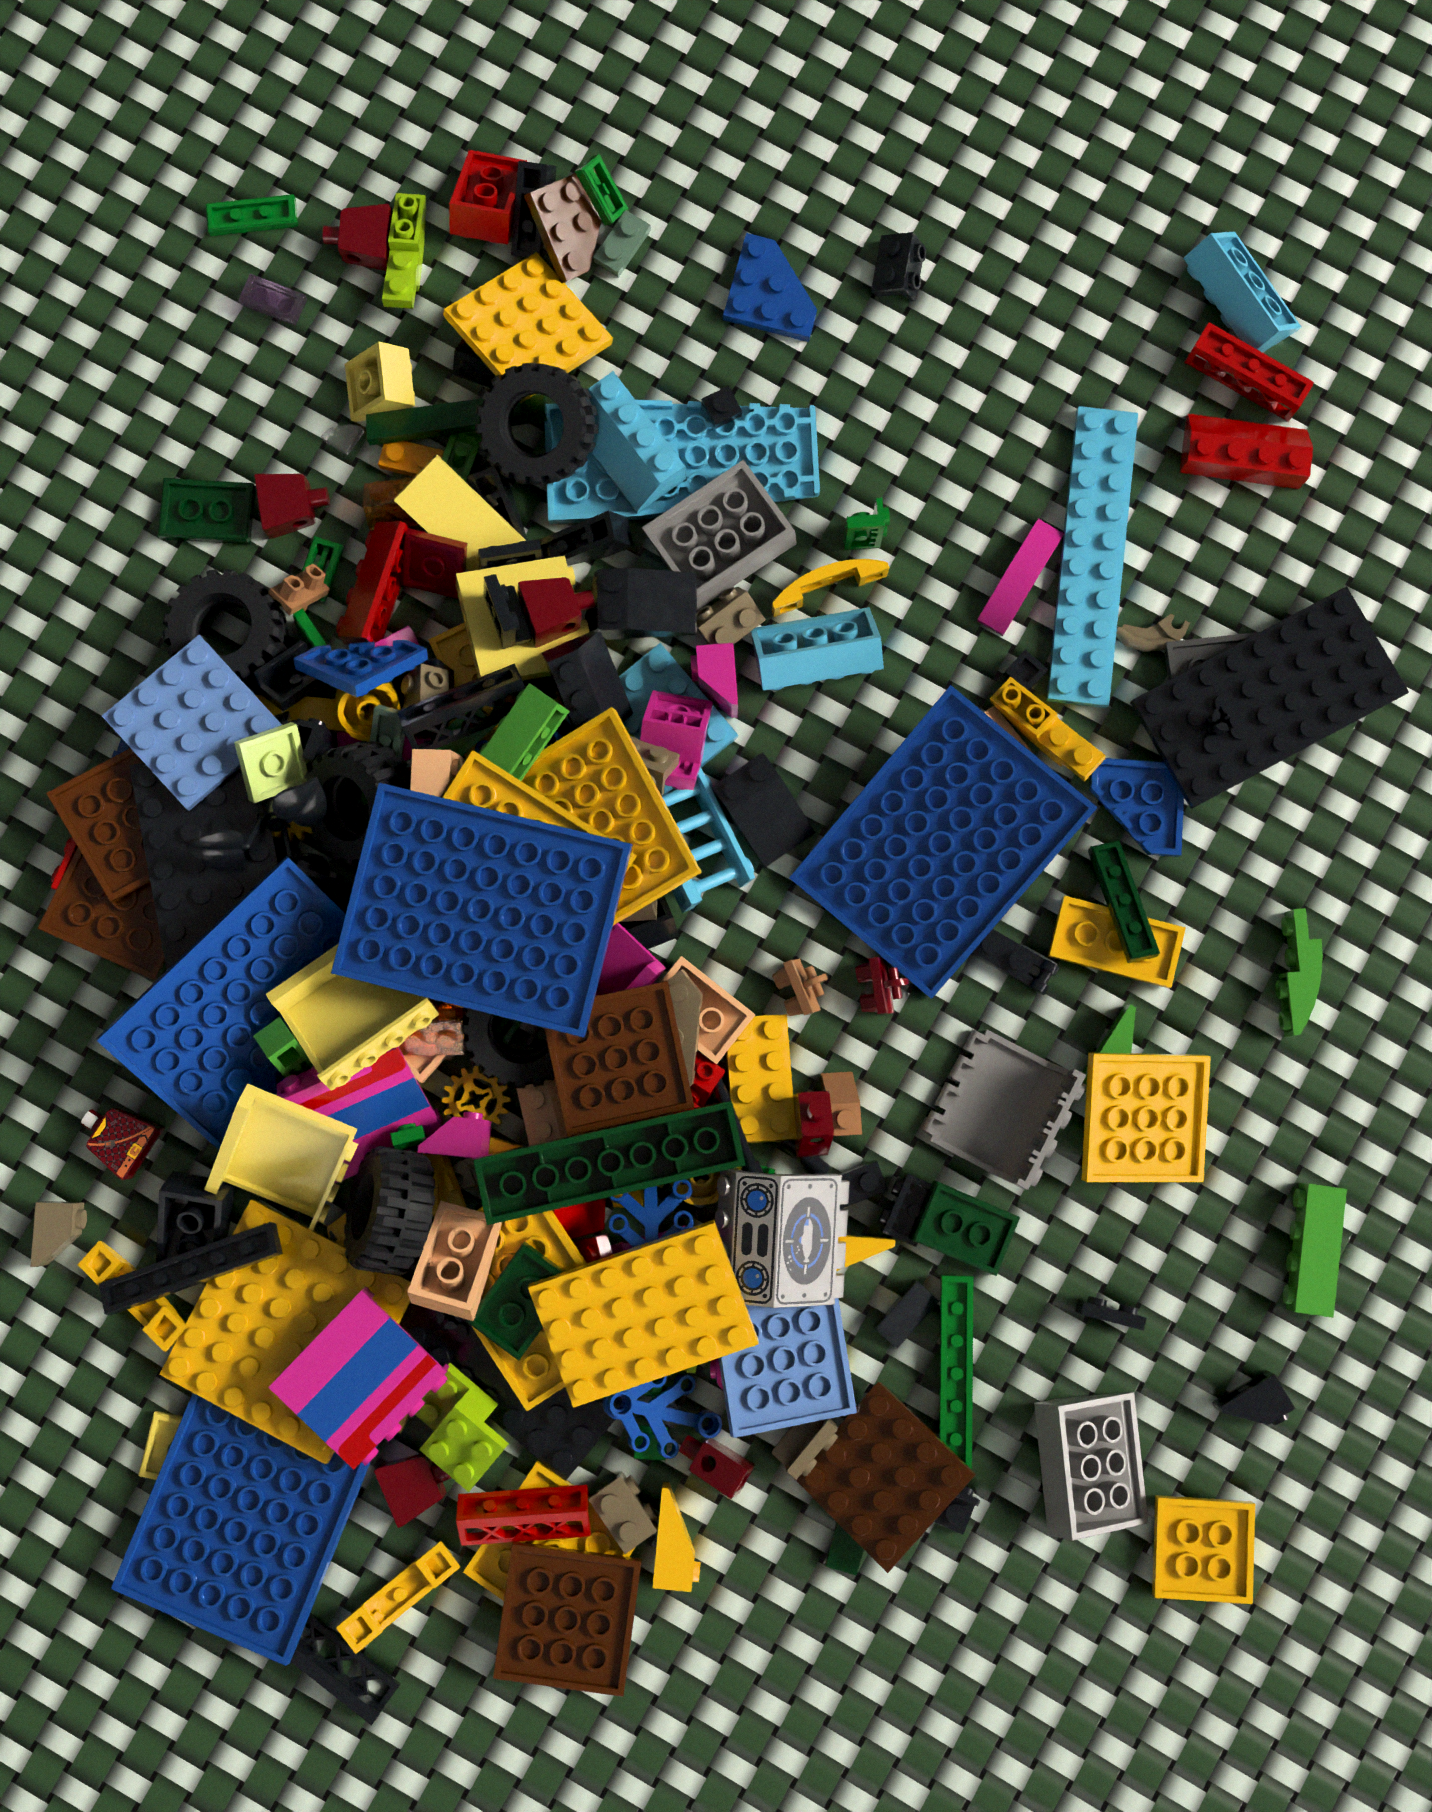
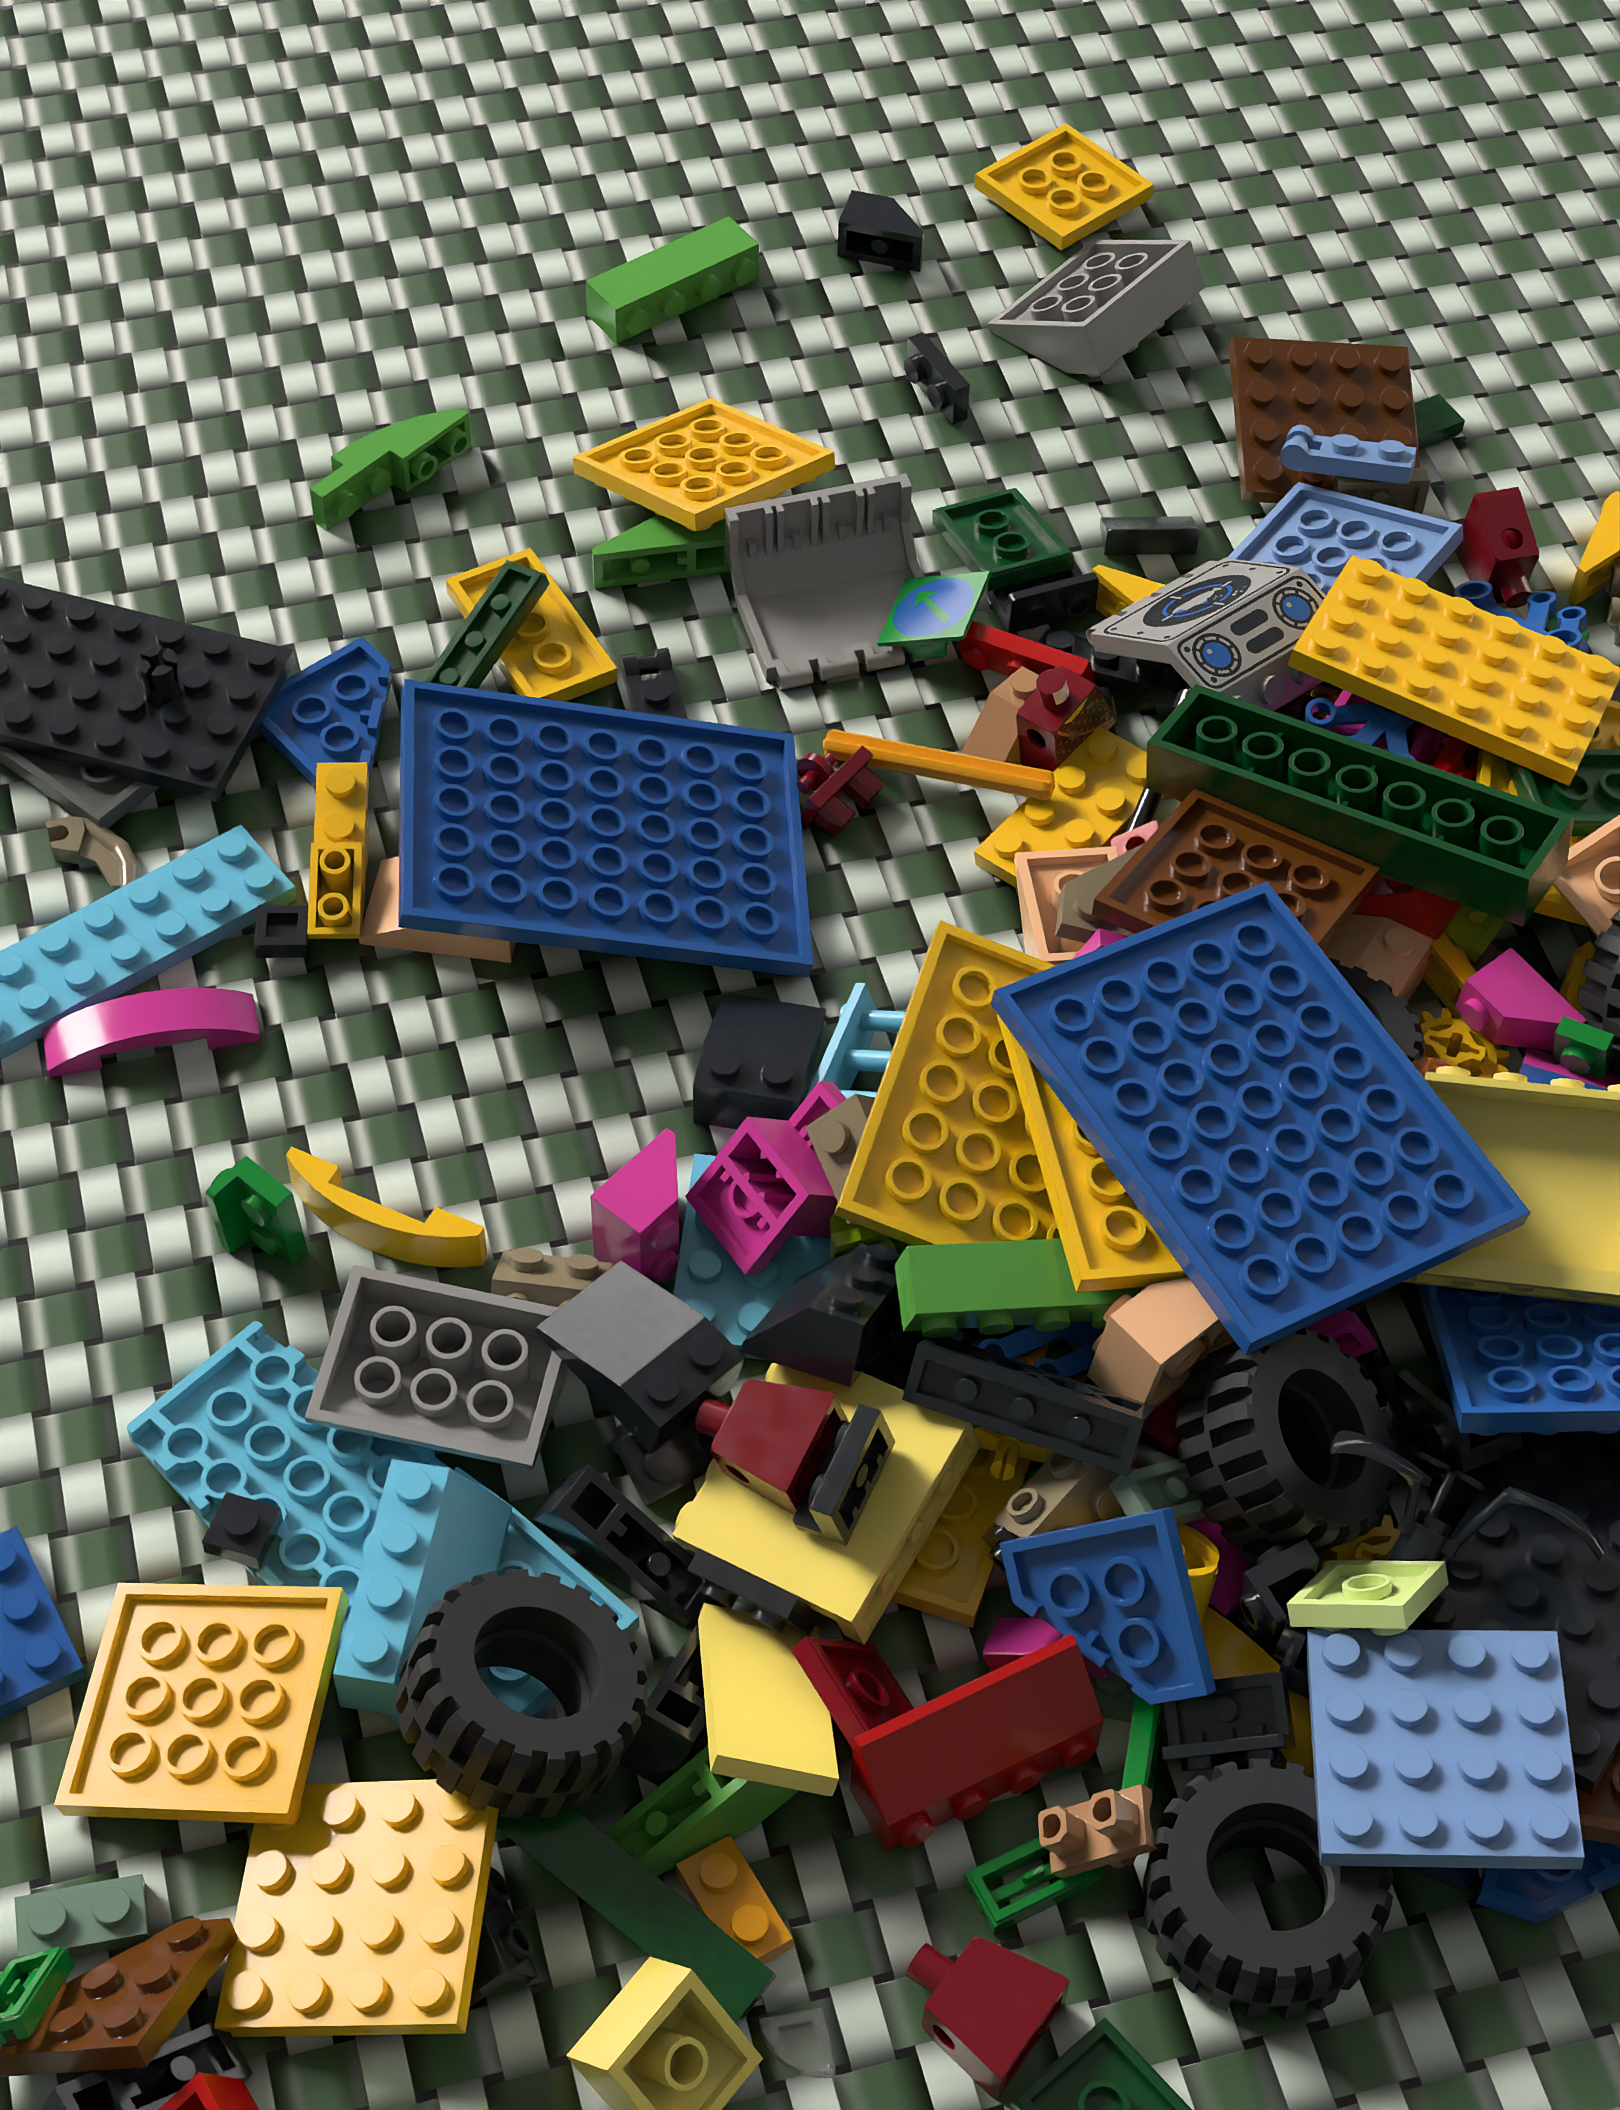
camera: 140 degrees left, 30 degrees down
(380, 503) = (822, 1858): clear orange bracket -> none
(661, 338) = (204, 1703): none -> yellow plate
(805, 985) = (941, 844): medium nougat hips -> none
(817, 649) = (482, 1159): medium azure slope -> none
(837, 1442) = (1348, 456): none -> medium blue plate
(846, 1043) = (944, 765): none -> light orange axle
(871, 1149) = (1006, 653): none -> red plate
(942, 1136) = (933, 612): none -> piece
(956, 1364) = (1142, 458): green plate -> none

